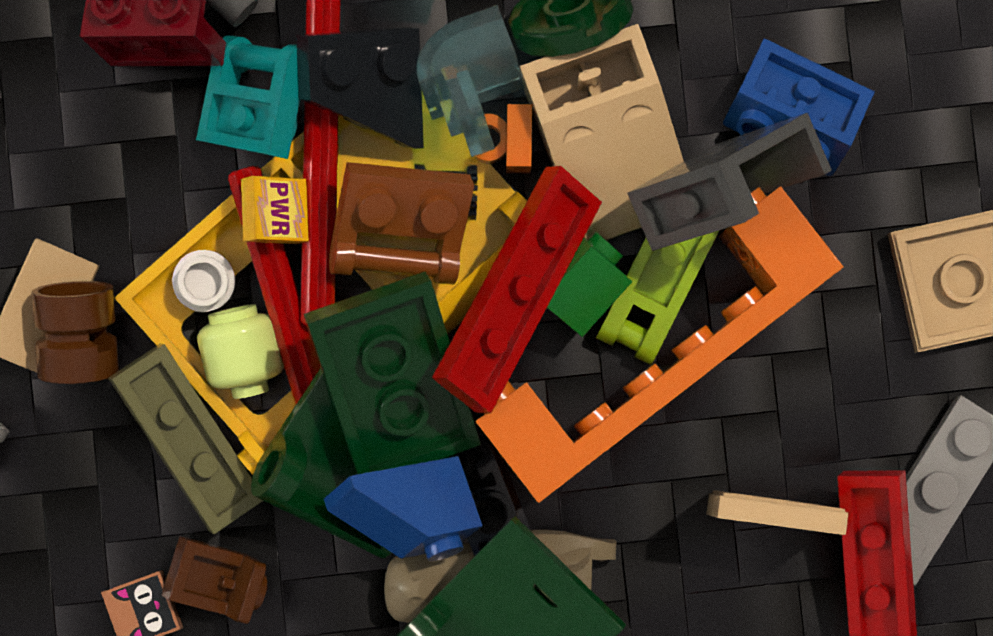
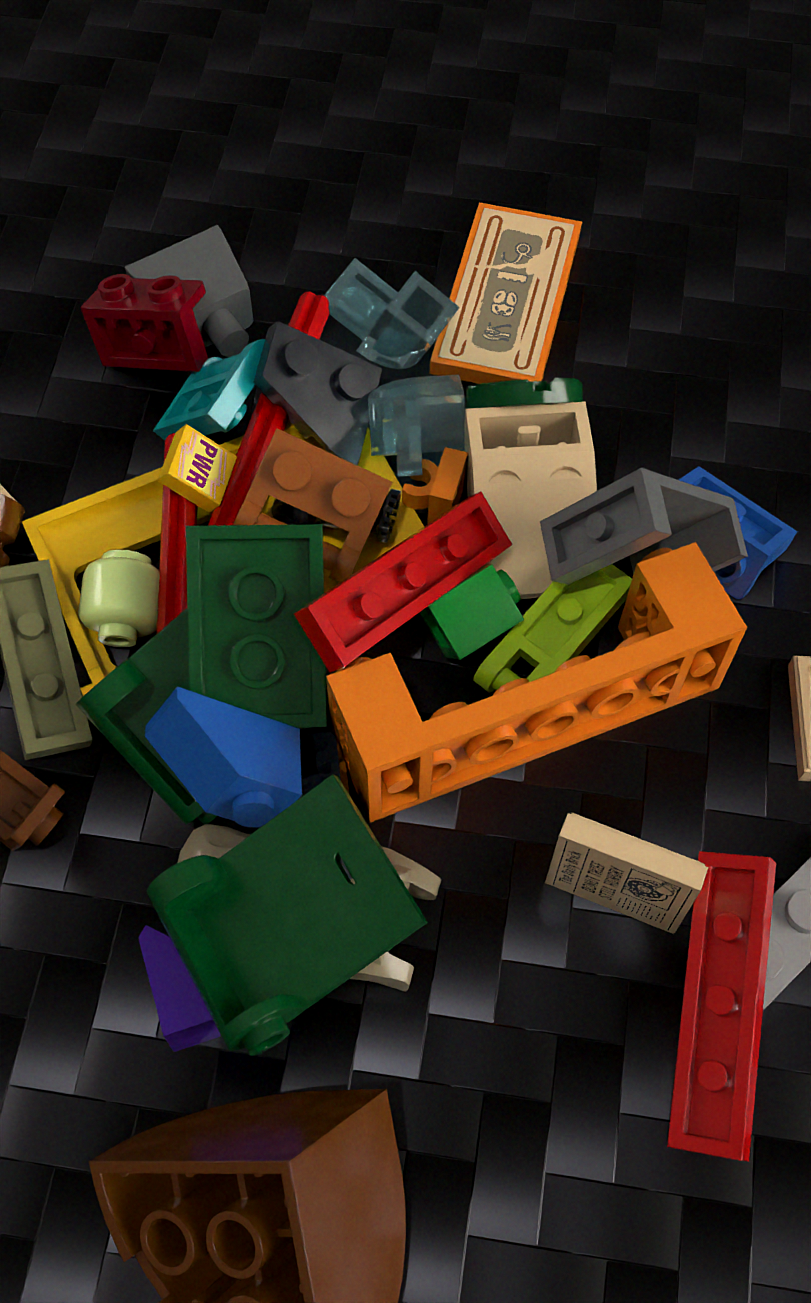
camera: 10 degrees right, 25 degrees down
(203, 280) = (110, 526): white plate -> none

